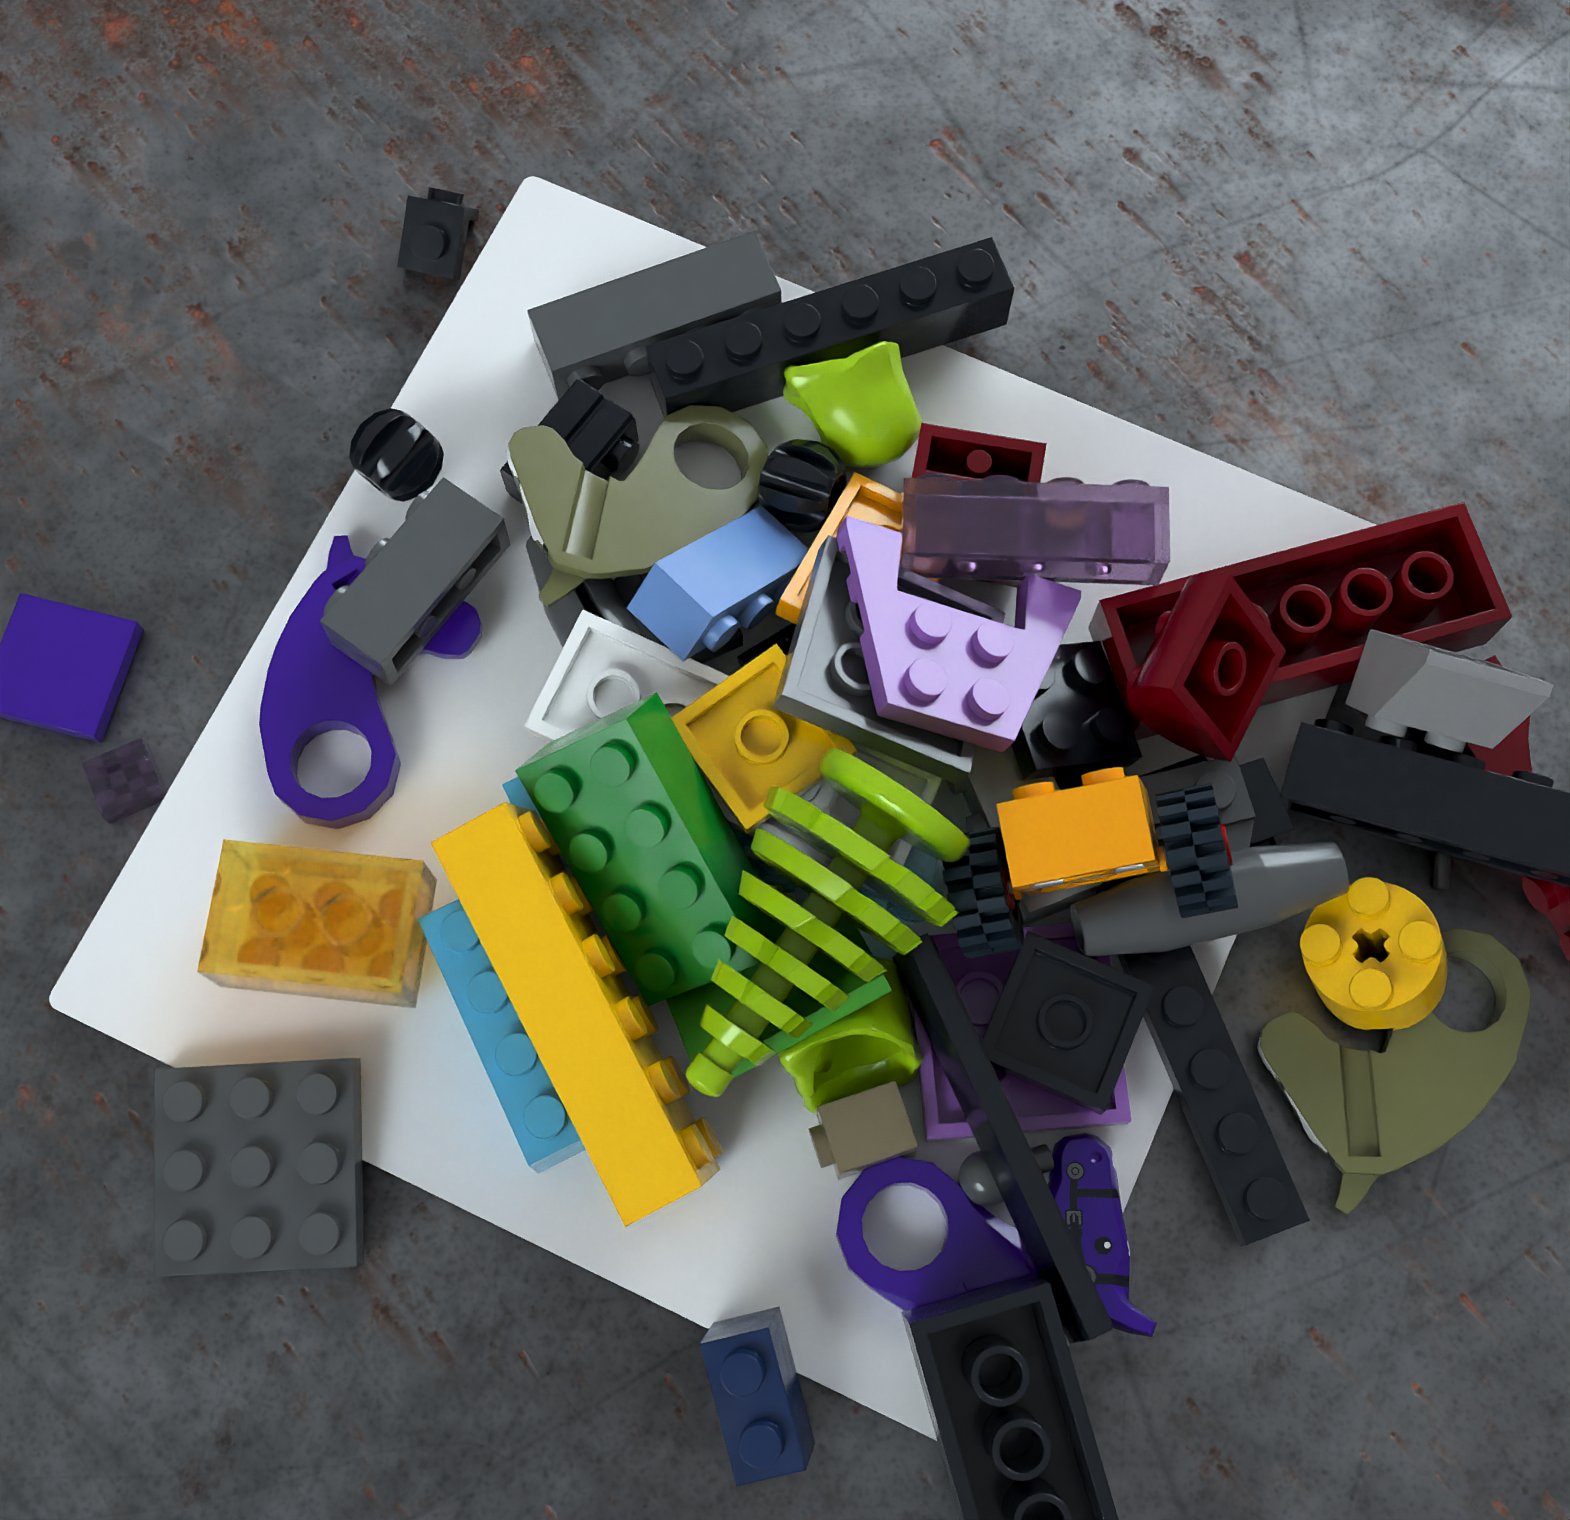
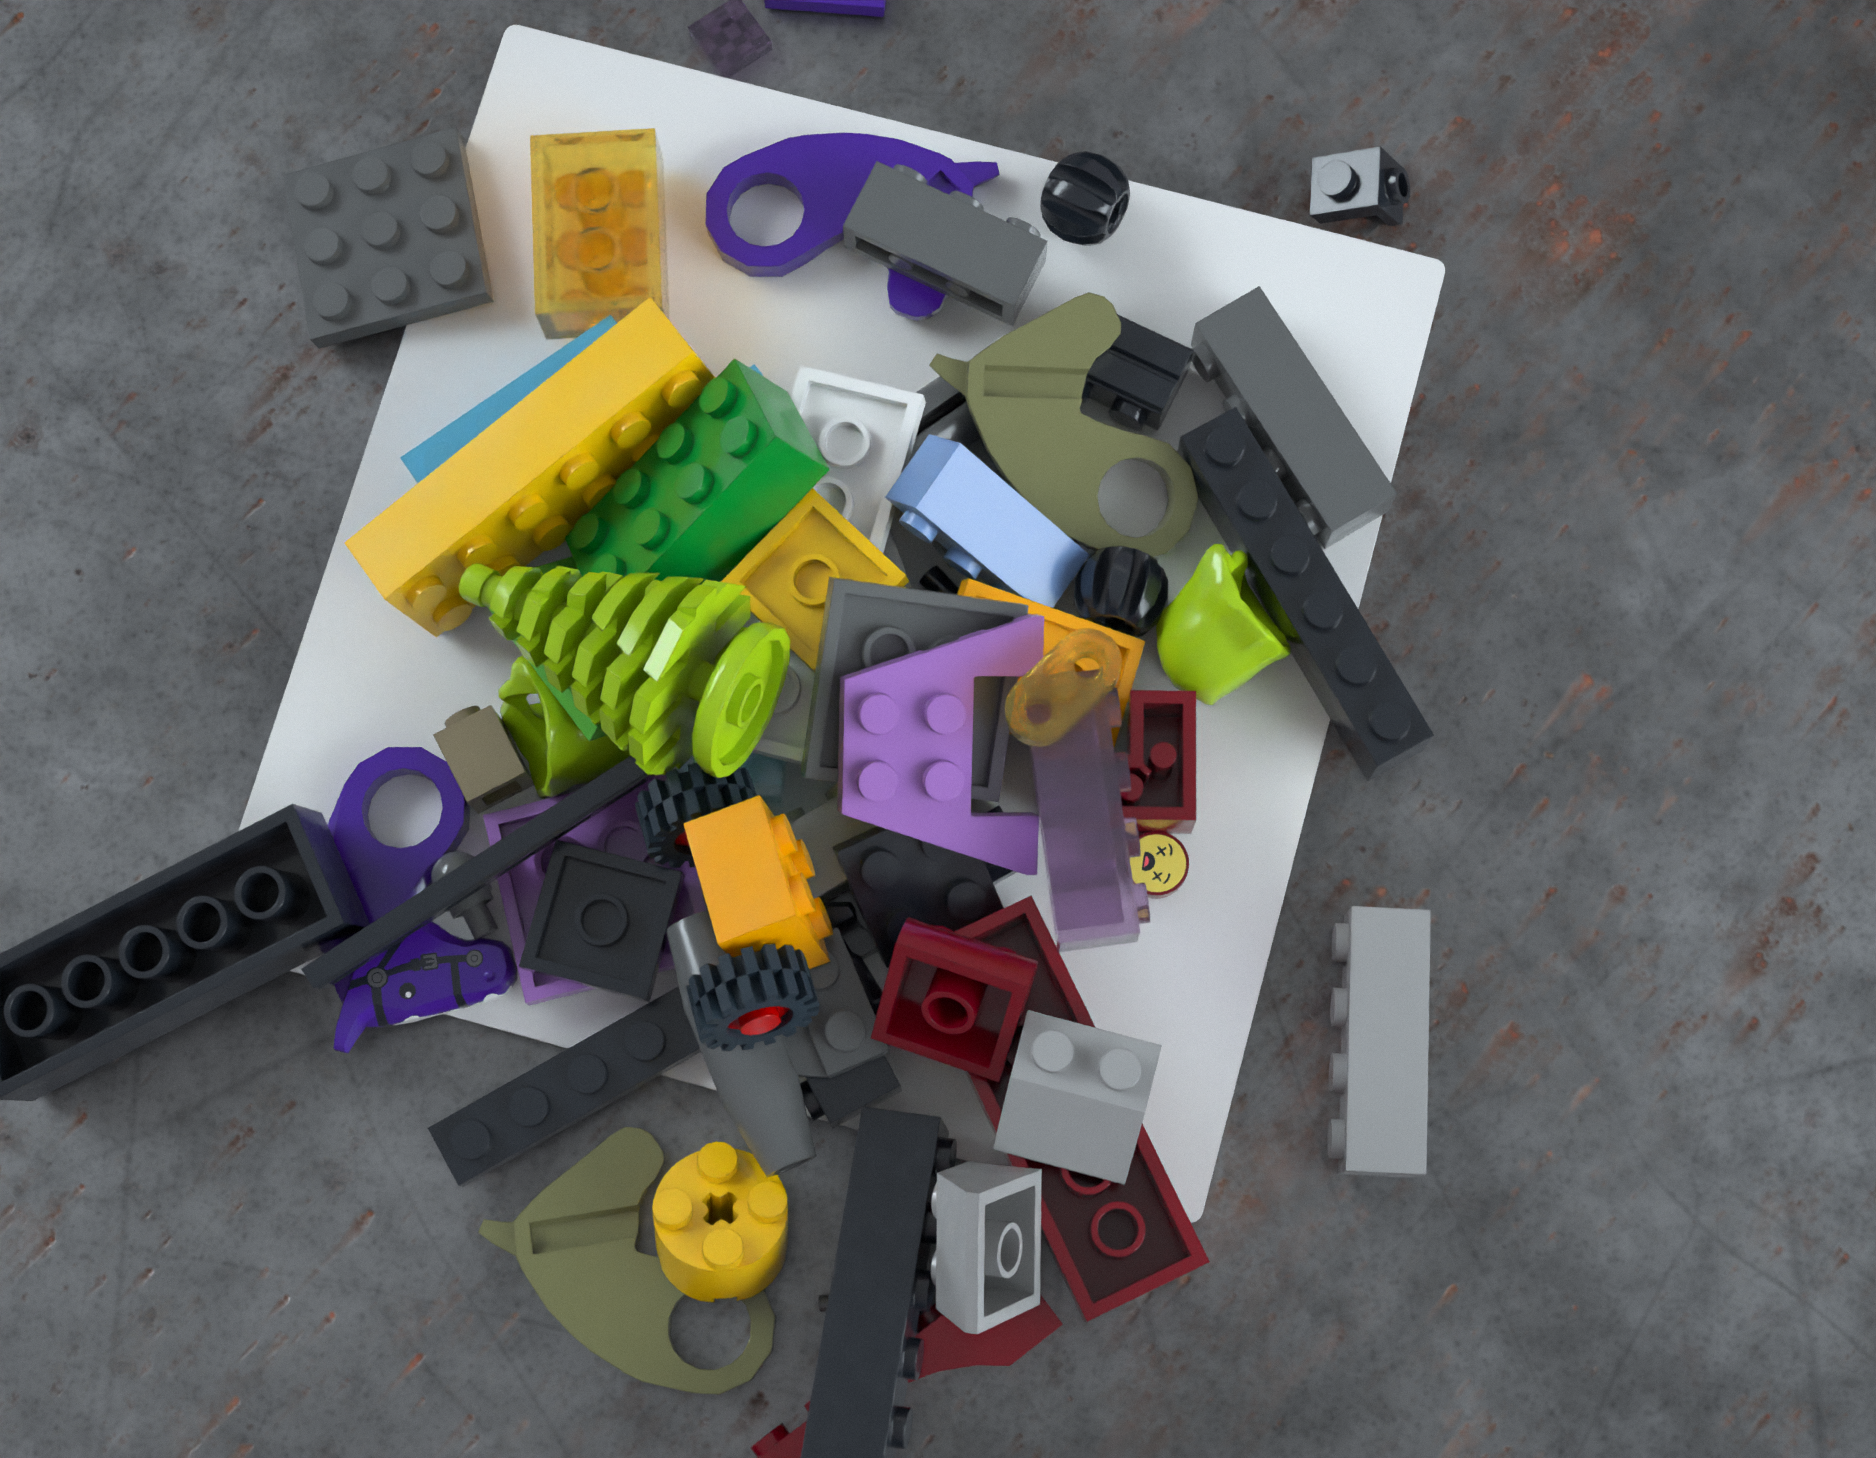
camera: 85 degrees right, 5 degrees up
(758, 1396) = (238, 701): dark blue brick -> none
(928, 509) = (1062, 688): none -> clear yellow plate
(1251, 352) = (1382, 1042): none -> light grey brick
(1313, 575) = (1076, 1097): none -> light grey slope

